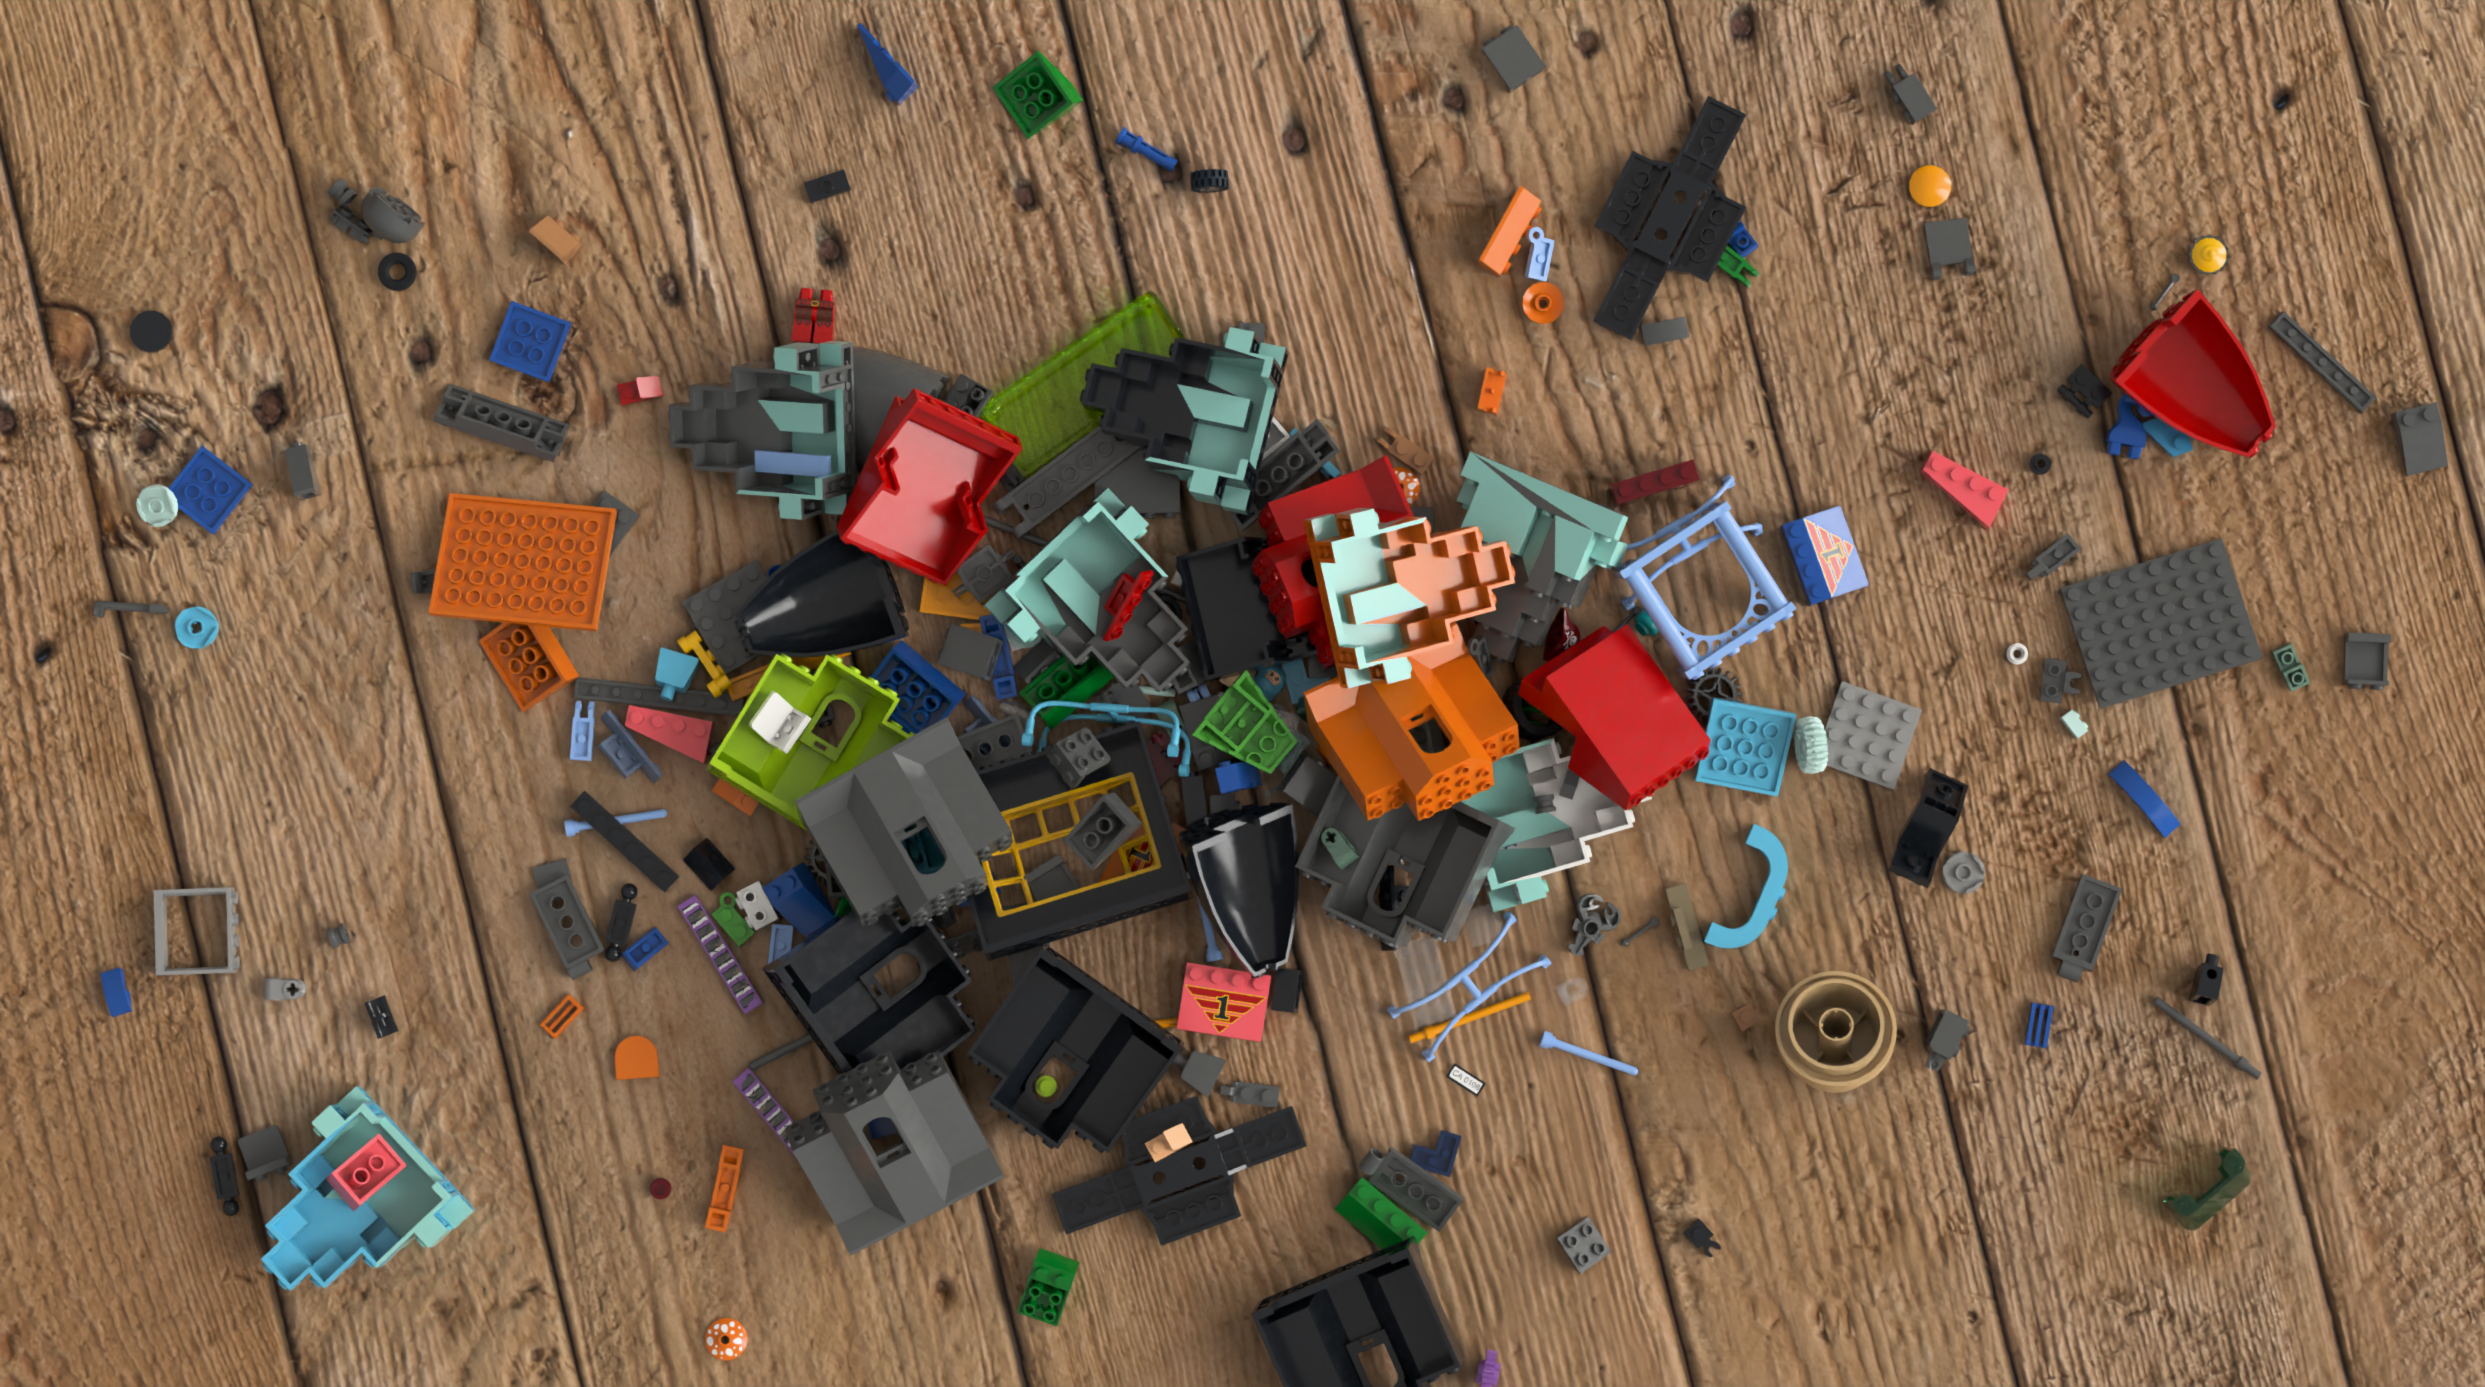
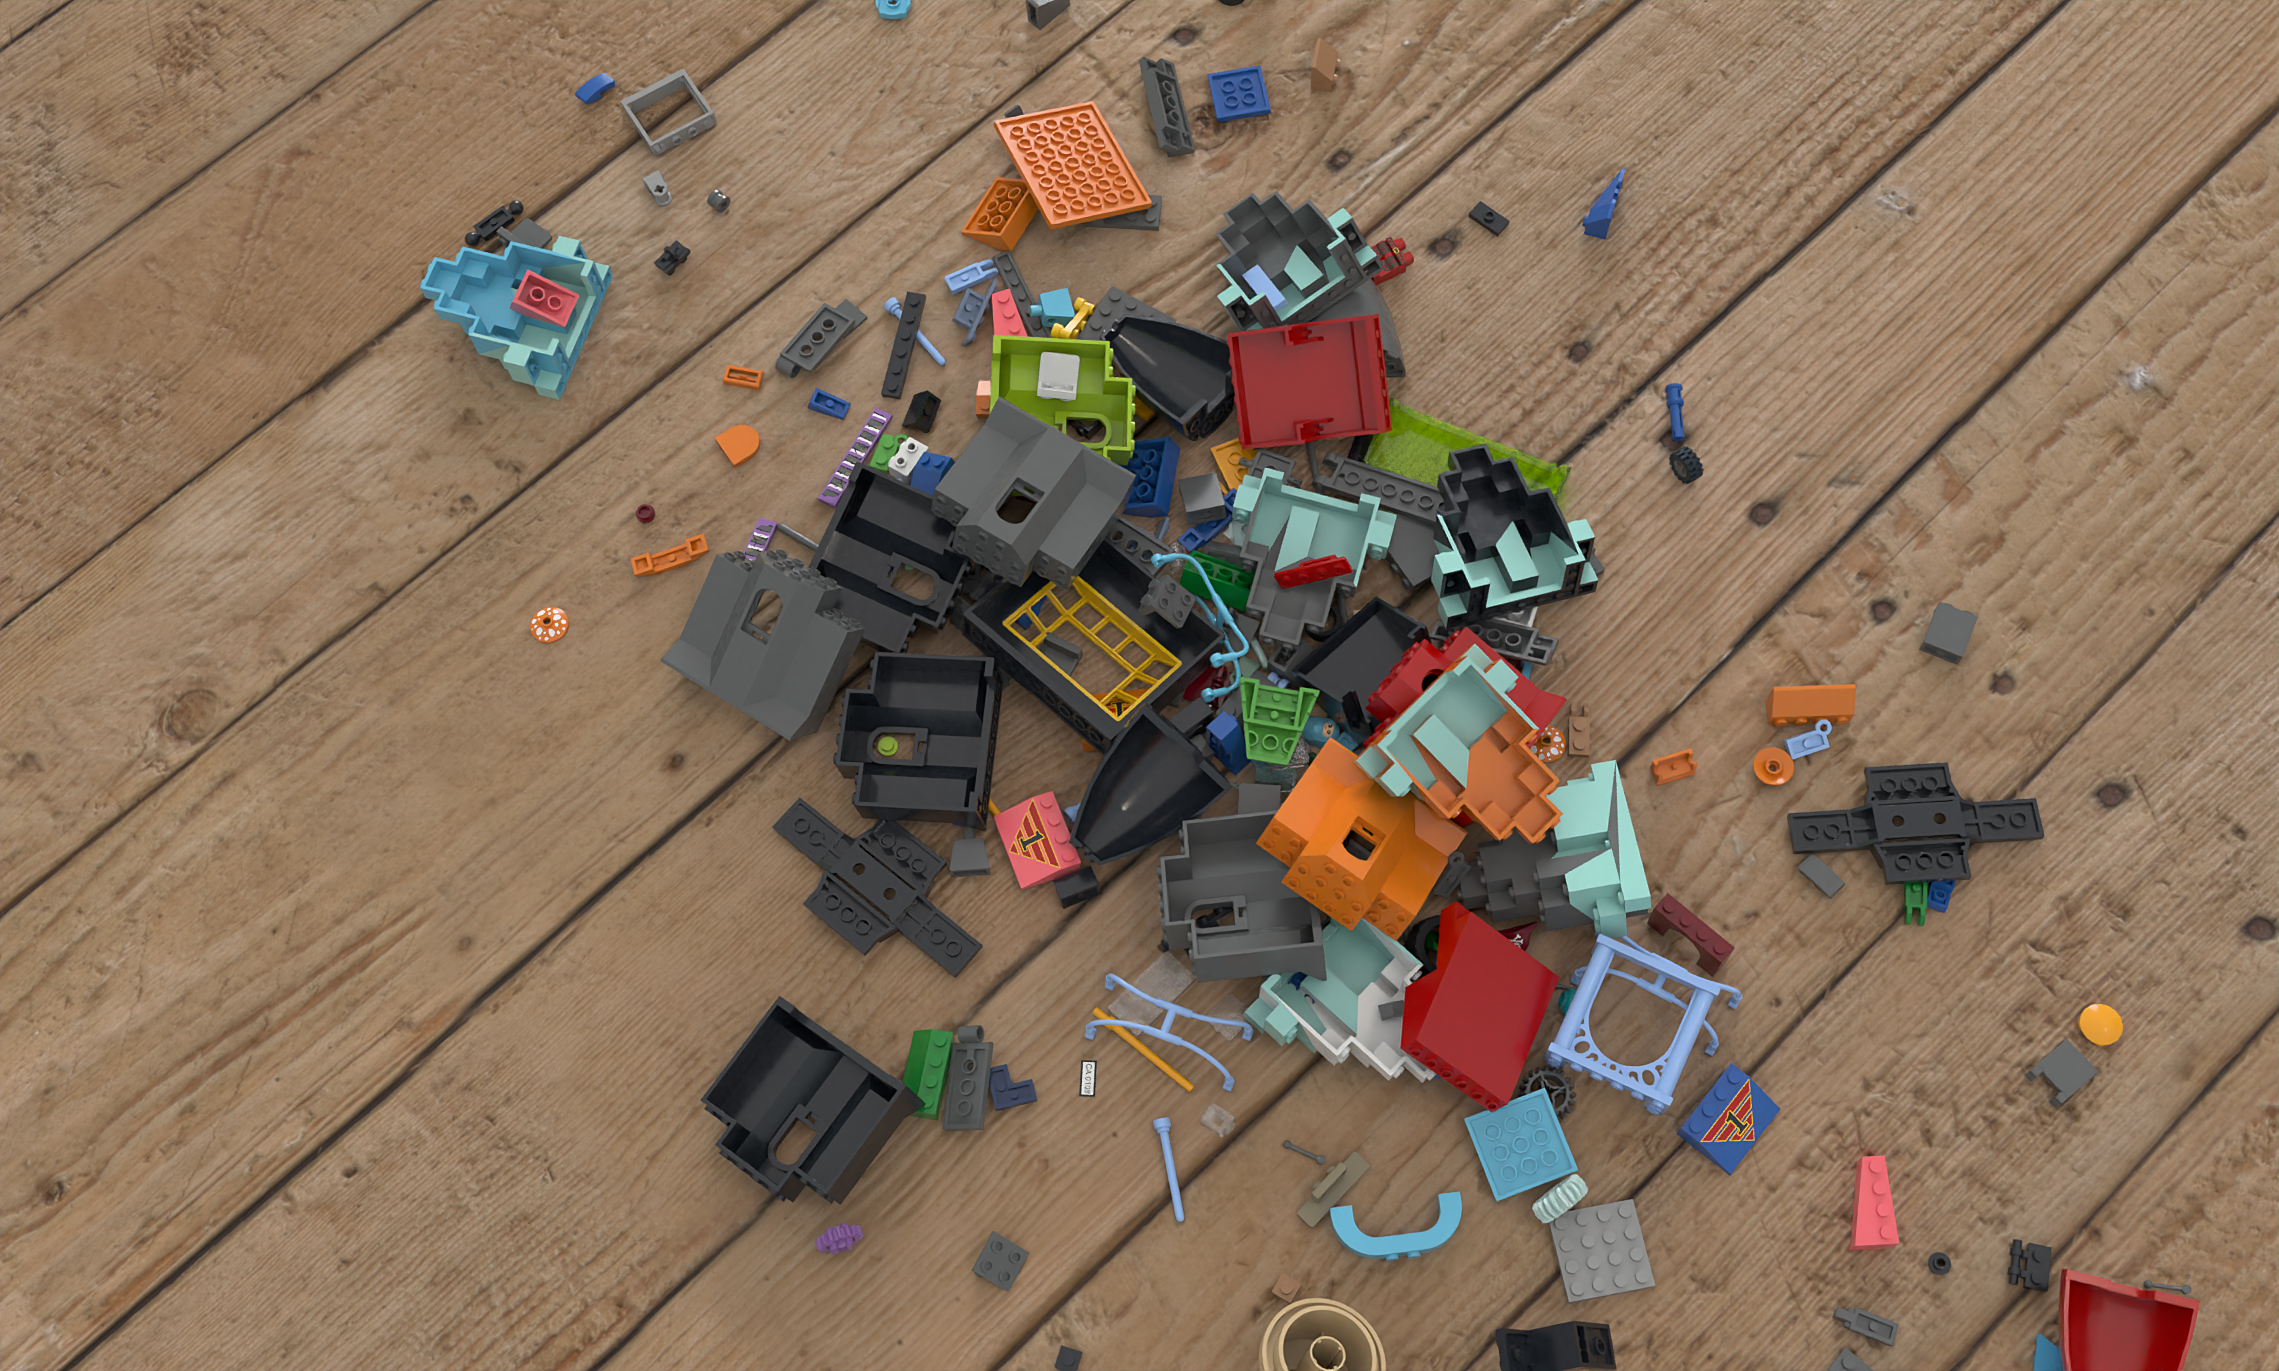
camera: 65 degrees right, 20 degrees down
(621, 922) = (839, 376): black plate -> none
(640, 390) = (1252, 179): red slope -> none
(968, 396) = (1401, 387): dark grey slope -> none
(1036, 94) = (1661, 315): green slope -> none
(1048, 1287) = (721, 837): green slope -> none
(1102, 830) = (1119, 647): dark grey slope -> none
(1168, 1142) = (893, 858): light nougat slope -> none
(1252, 1093) = (974, 909): dark grey hinge -> none
(1341, 850) = (1220, 851): sand green piece -> none
(1544, 804) = (1362, 997): dark grey wheel -> none
(1591, 923) = (1286, 1104): dark grey animal -> none
(1910, 96) = (2162, 963): dark grey hinge -> none
(2023, 651) = (1767, 1341): white plate -> none
(2127, 430) = (2026, 1324): blue hips -> none
(2208, 255) = (2230, 1304): yellow piece -> none

